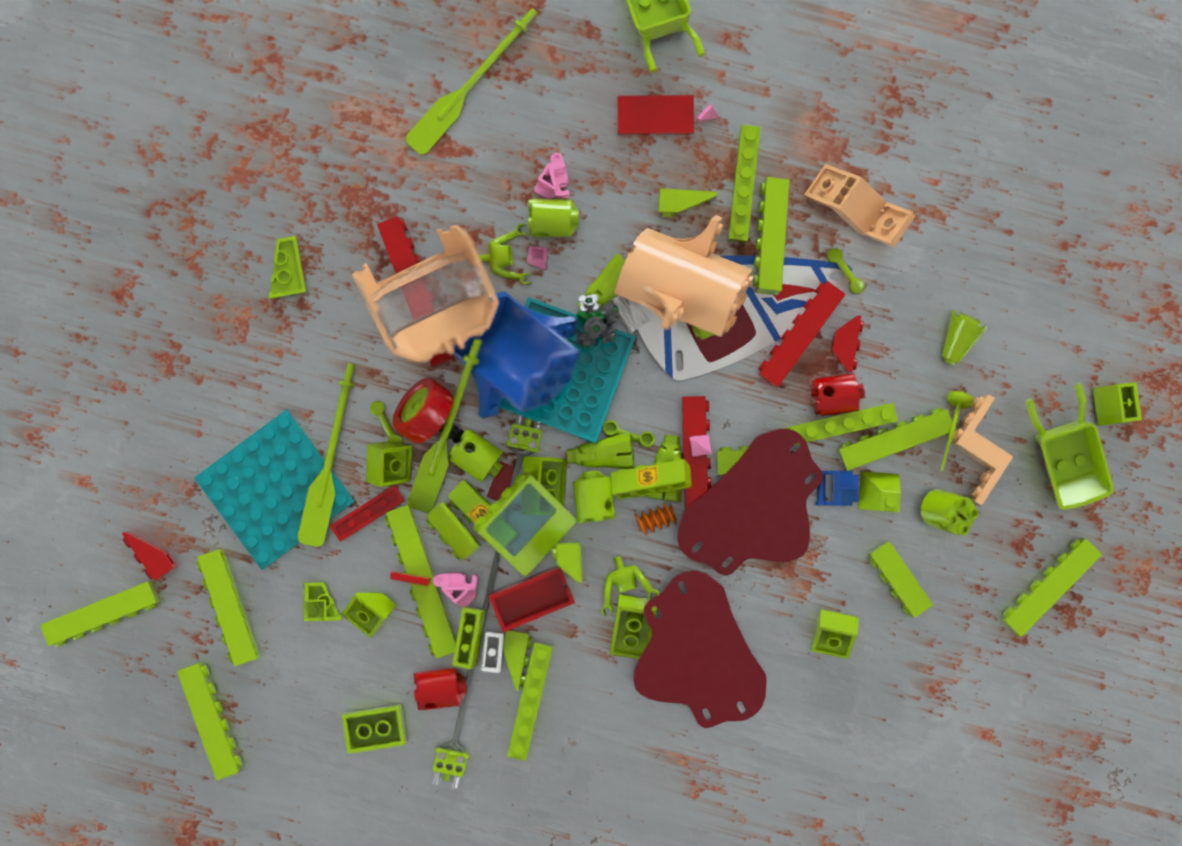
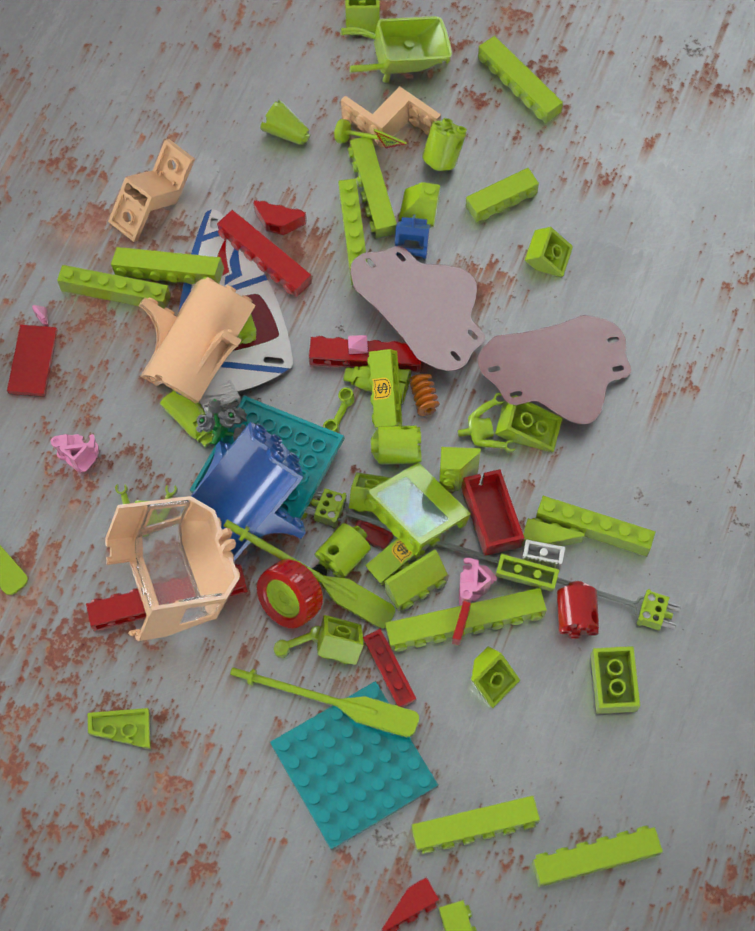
camera: 85 degrees left, 20 degrees down
(318, 603) = (478, 730): lime slope -> none
(537, 257) = (151, 478): bright pink slope -> none
(552, 217) = (114, 457): lime cylinder -> none
(607, 452) = (355, 427): lime piece -> none
(678, 201) = (119, 349): lime slope -> none
(726, 458) = (376, 325): lime slope -> none
(843, 394) = (324, 227): red cylinder -> none
(856, 285) = (195, 219): lime bar -> none

